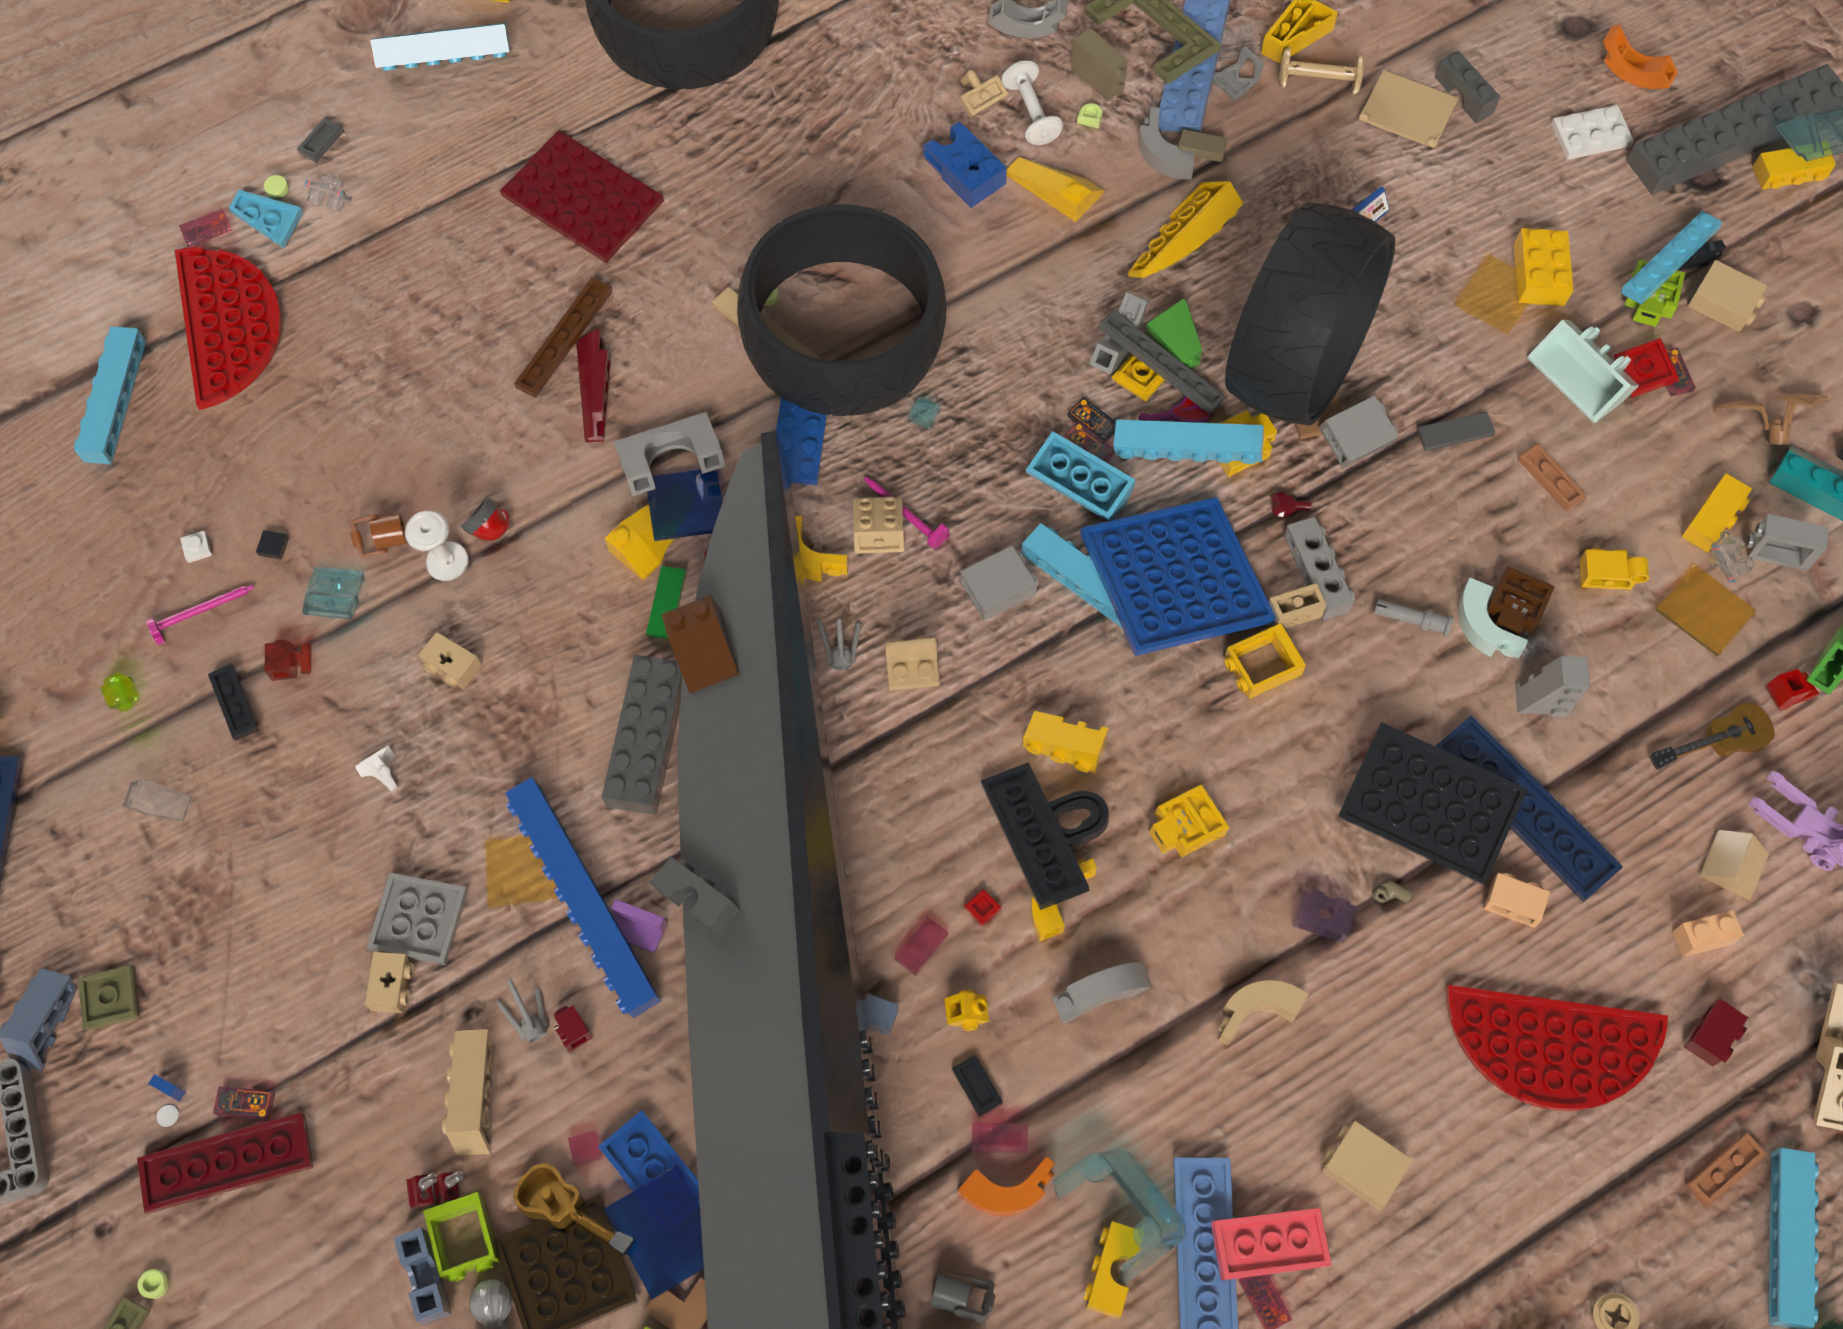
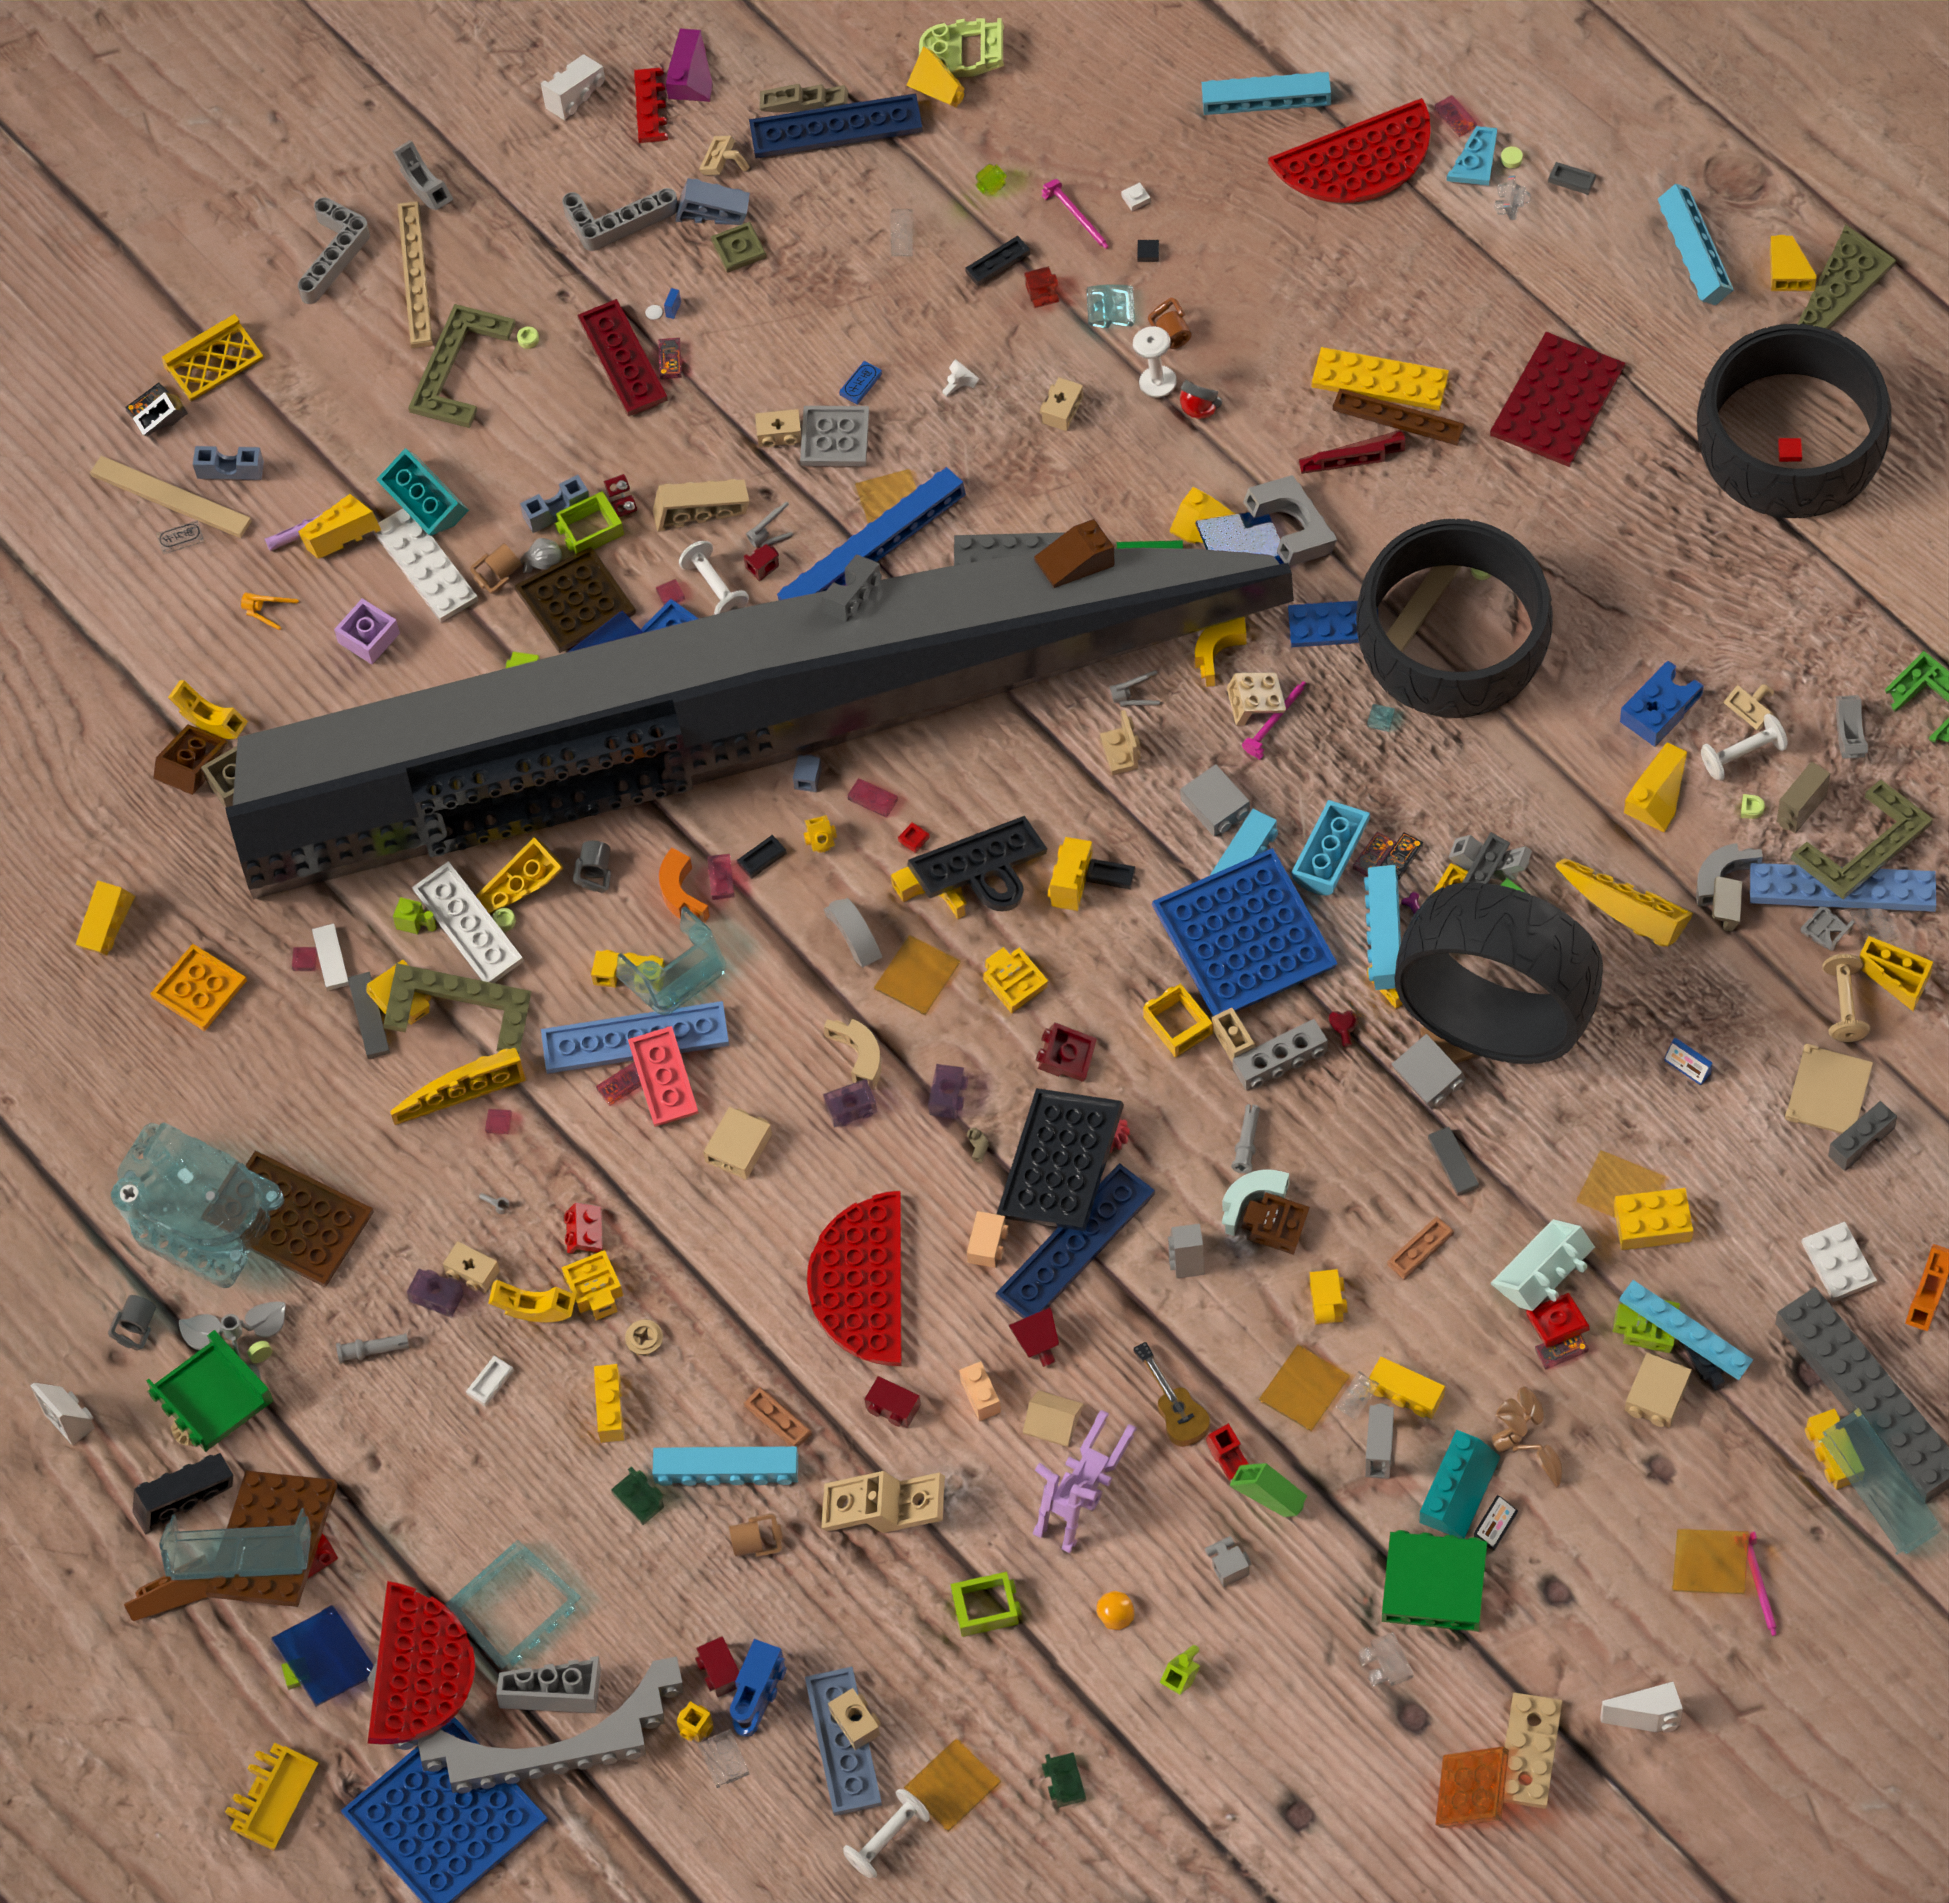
camera: 85 degrees right, 5 degrees down
(350, 879) = (860, 382): none -> blue tile
(508, 348) = (1380, 378): none -> yellow plate
(548, 1197) = (627, 574): pearl gold piece -> none
(586, 1088) = (696, 556): none -> white hose
(1068, 699) = (1110, 874): none -> black tile
(1162, 930) = (917, 975): none -> clear yellow piece
(1290, 781) = (1066, 1052): none -> dark red plate
(1324, 1041) = (854, 1093): none -> clear purple brick
(1643, 860) = (1037, 1335): none -> dark red torso

